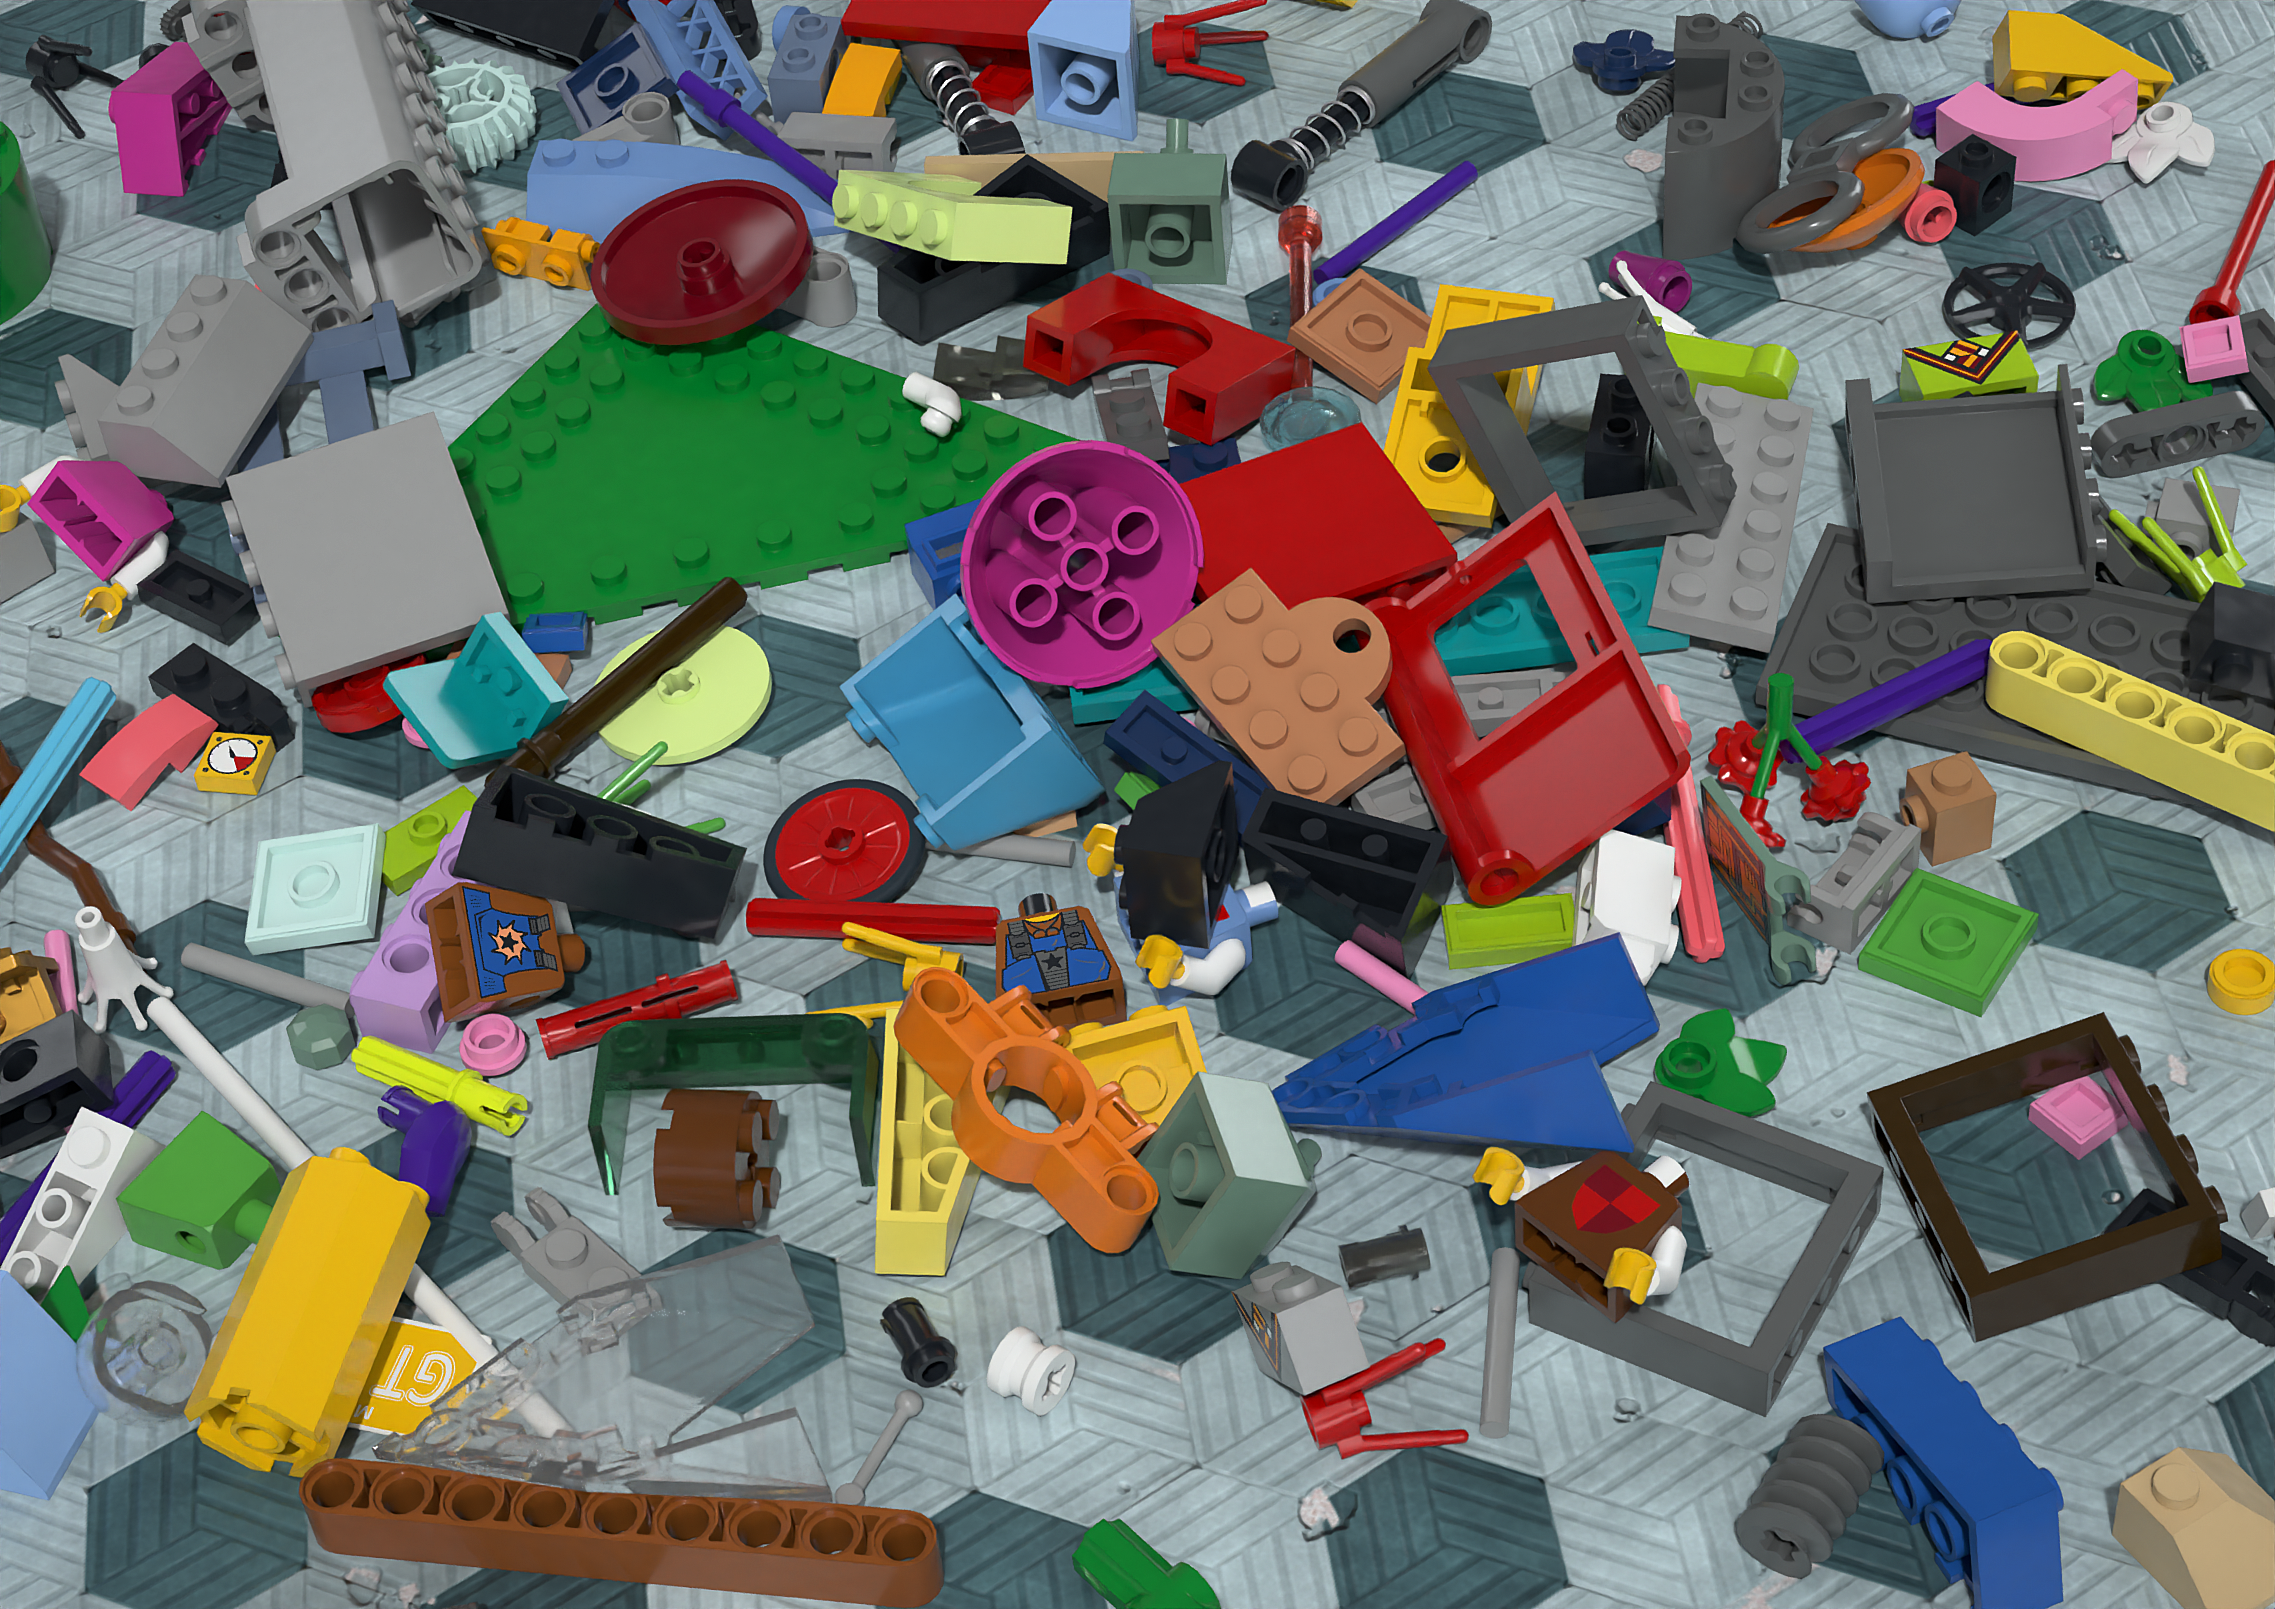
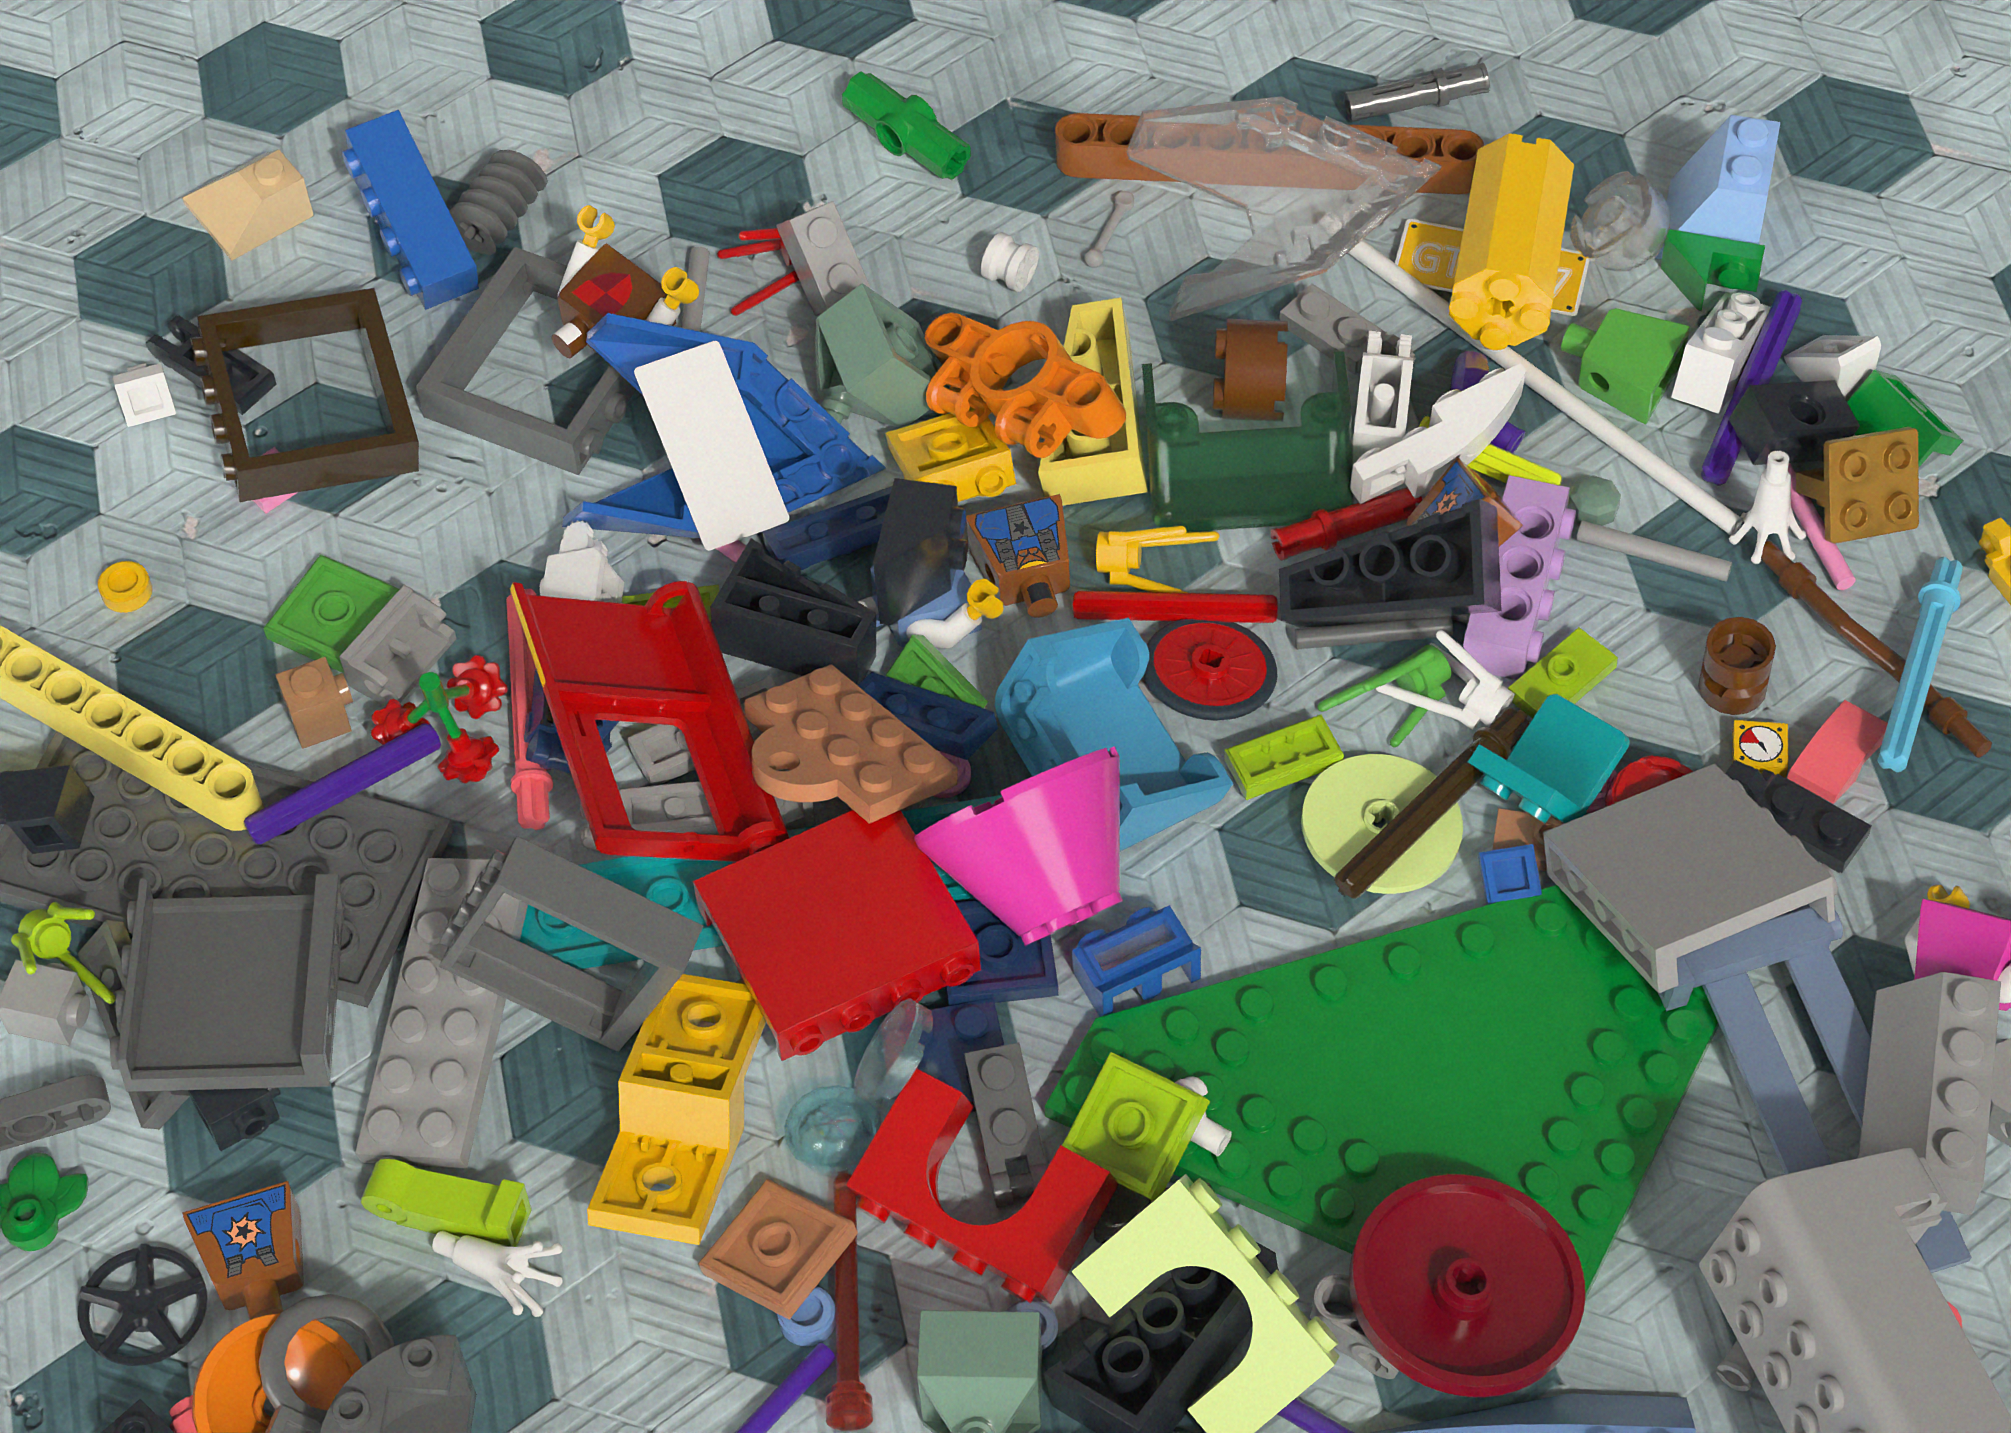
camera: 175 degrees right, 10 degrees up
(199, 596) = (1873, 920): black plate -> none
(225, 811) = (1736, 665): none -> reddish brown wheel
(315, 889) = (1641, 618): light aqua tile -> none
(470, 1036) = (1458, 427): none -> white slope
(523, 250) = (1687, 1370): light orange hinge -> none
(546, 1121) = (1382, 396): none -> white hinge
(776, 752) = (1283, 756): none -> lime plate
(924, 1354) = (1085, 277): black pin -> none
(999, 387) = (1136, 1125): none -> lime plate
(1238, 420) = (892, 1053): none -> clear light blue tile
(1288, 1008) = (829, 531): none -> dark blue plate
(1384, 1257) = (781, 349): clear smoke pin -> none
(1454, 1030) = (711, 445): none -> white sticker
(1618, 441) = (538, 1093): black brick -> none
(1659, 277) = (491, 1327): magenta cone -> none
(1721, 1066) = (519, 506): green plate -> none
(1754, 879) = (474, 603): flag -> none
(1902, 315) = (251, 1247): none -> torso
(1978, 365) = (201, 1170): lime brick -> none

